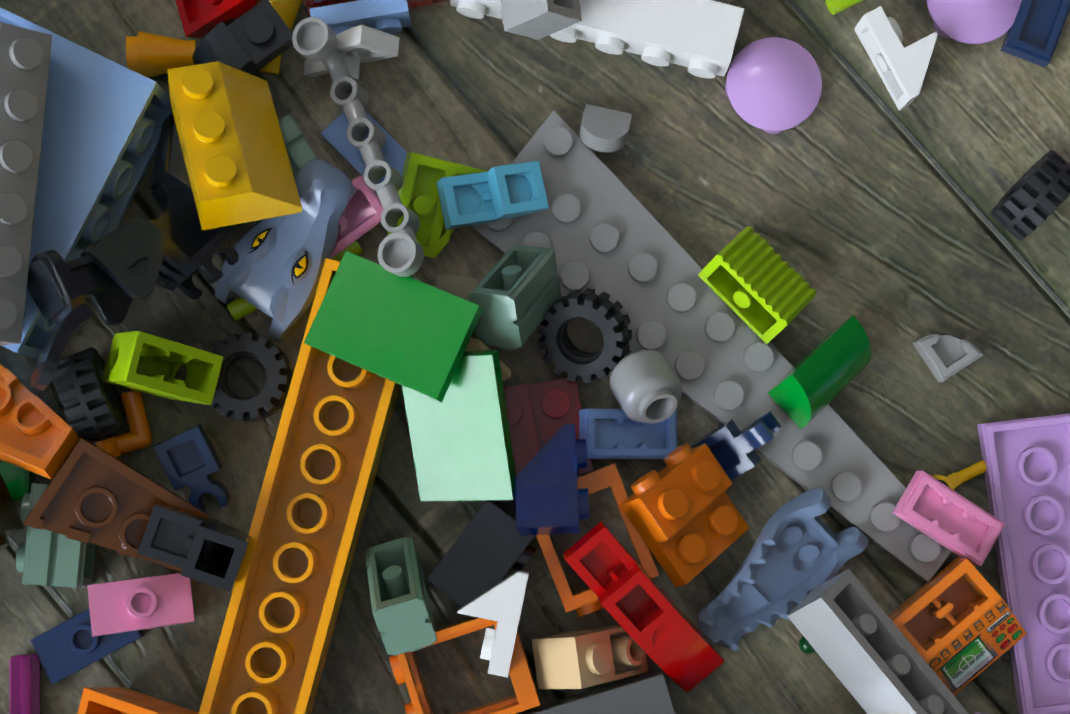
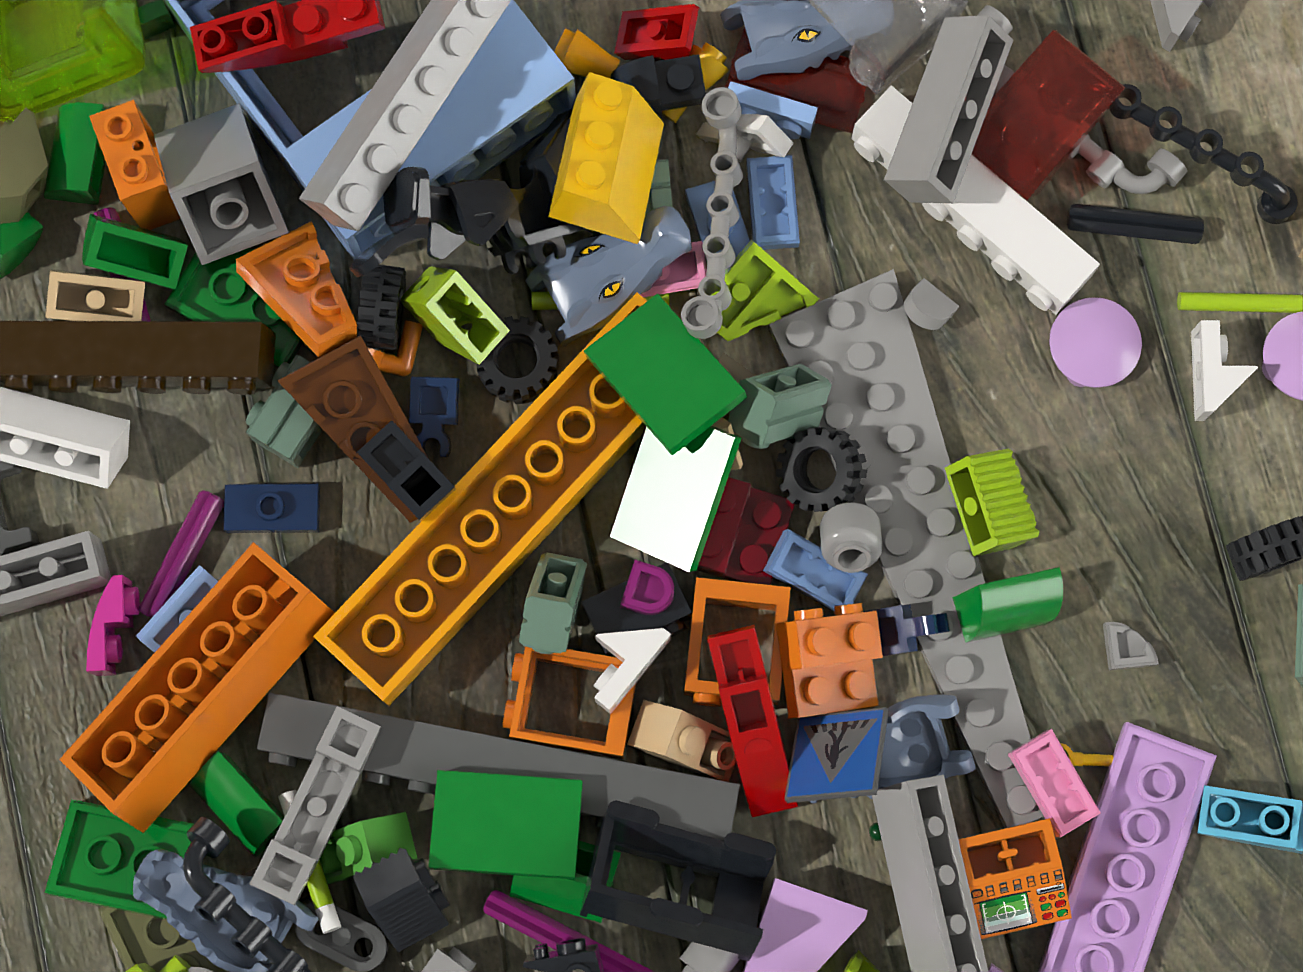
camera: 30 degrees right, 5 degrees down
(140, 604) = (332, 501): bright pink plate -> none
(409, 104) = (773, 202): none -> medium blue plate
(483, 536) = (648, 589): none -> magenta tile
(492, 195) = (803, 313): medium azure slope -> none
(549, 487) = (724, 577): clear blue slope -> none
(742, 603) = (837, 755): none -> piece

